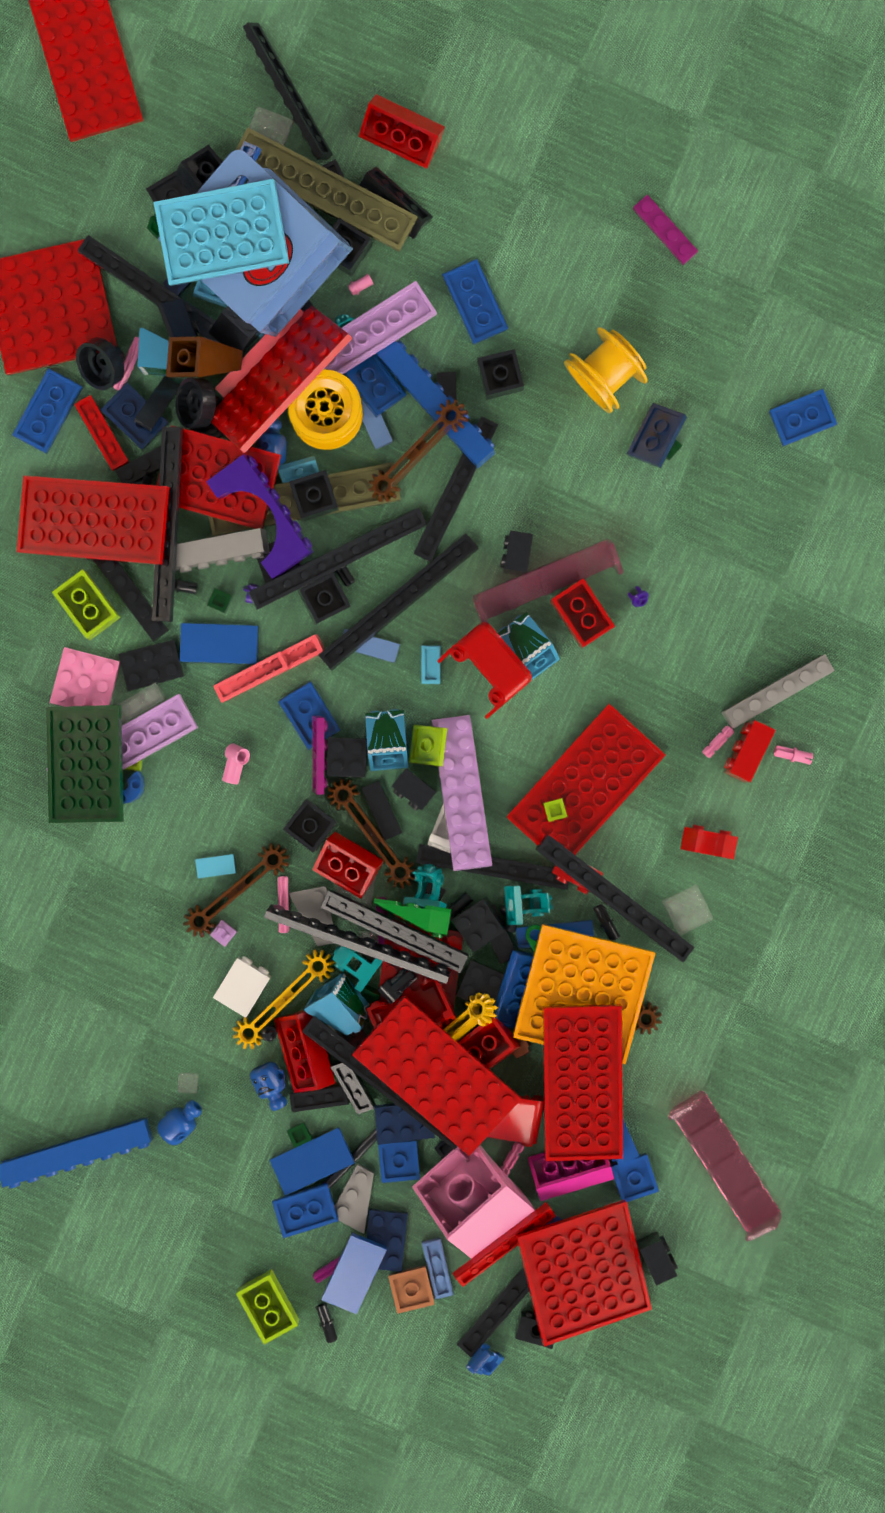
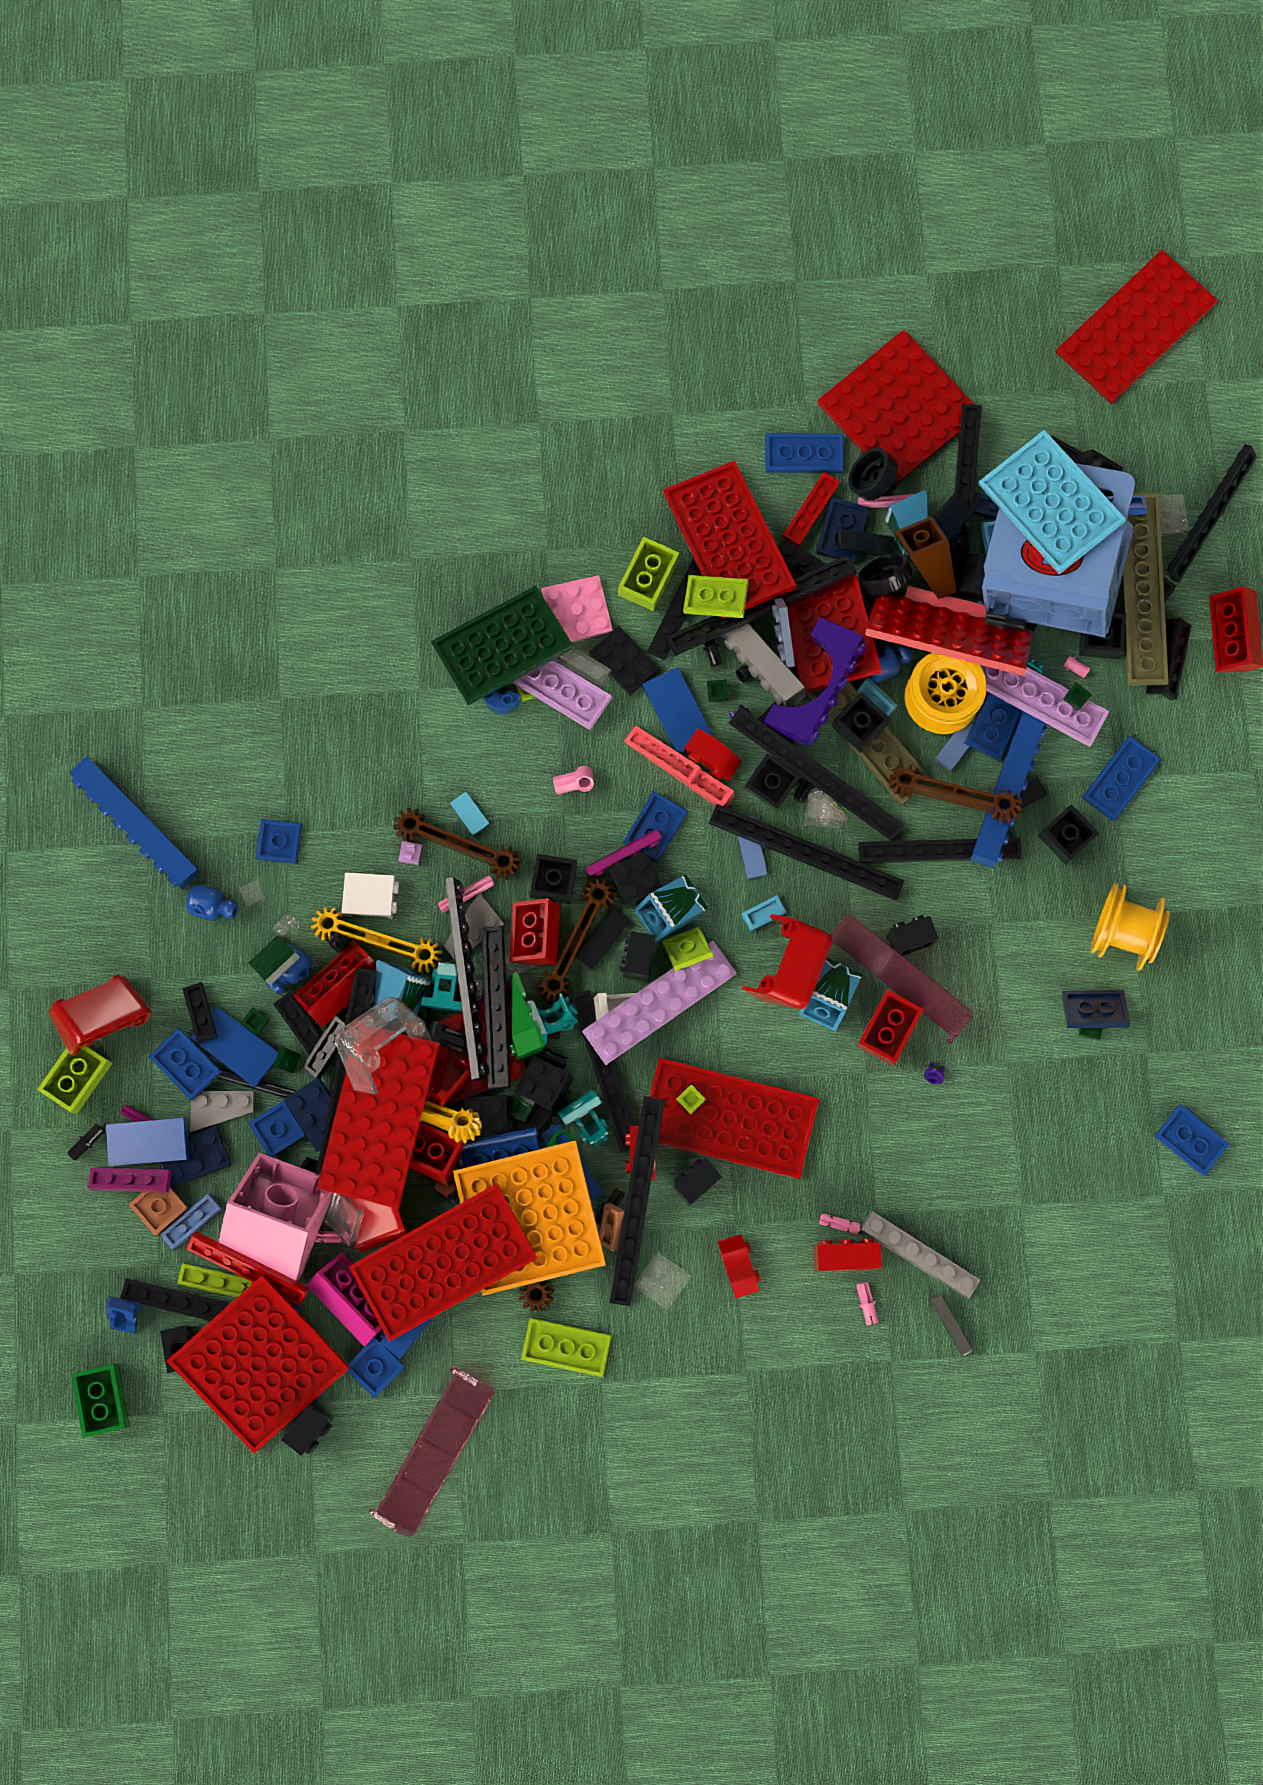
camera: 60 degrees right, 10 degrees down
(140, 560) = (716, 596): none -> lime tile
(154, 1038) = (279, 841): none -> blue tile
(202, 520) = (783, 632): none -> sand blue plate
(216, 571) = (743, 674): none -> black hinge
(226, 1263) = (98, 1013): none -> red windscreen
(232, 1068) = (286, 926): none -> clear piece
(257, 1095) = (274, 960): none -> dark green tile
(268, 1177) = (200, 1013): none -> black tile
(274, 635) = (713, 755): none -> red brick
(293, 325) = (1005, 621): none -> black axle
(345, 1124) = (287, 1060): none -> dark green plate
(367, 1047) = (371, 1031): none -> clear windscreen
(372, 569) = (823, 812): none -> clear slope
(378, 1303) = (129, 1180): none -> magenta plate
(390, 301) = (1077, 696): none -> dark green plate
(490, 952) = (522, 1110): none -> dark green plate
(494, 1276) = (212, 1280): none -> lime tile
(504, 1143) = (345, 1218): none -> clear tile
(545, 1412) = (100, 1400): none -> green brick
(623, 929) = (611, 1226): none -> nougat plate
(624, 840) = (697, 1181): none -> black brick
(699, 1015) = (566, 1347): none -> lime tile
(860, 696) = (951, 1325): none -> dark grey piece

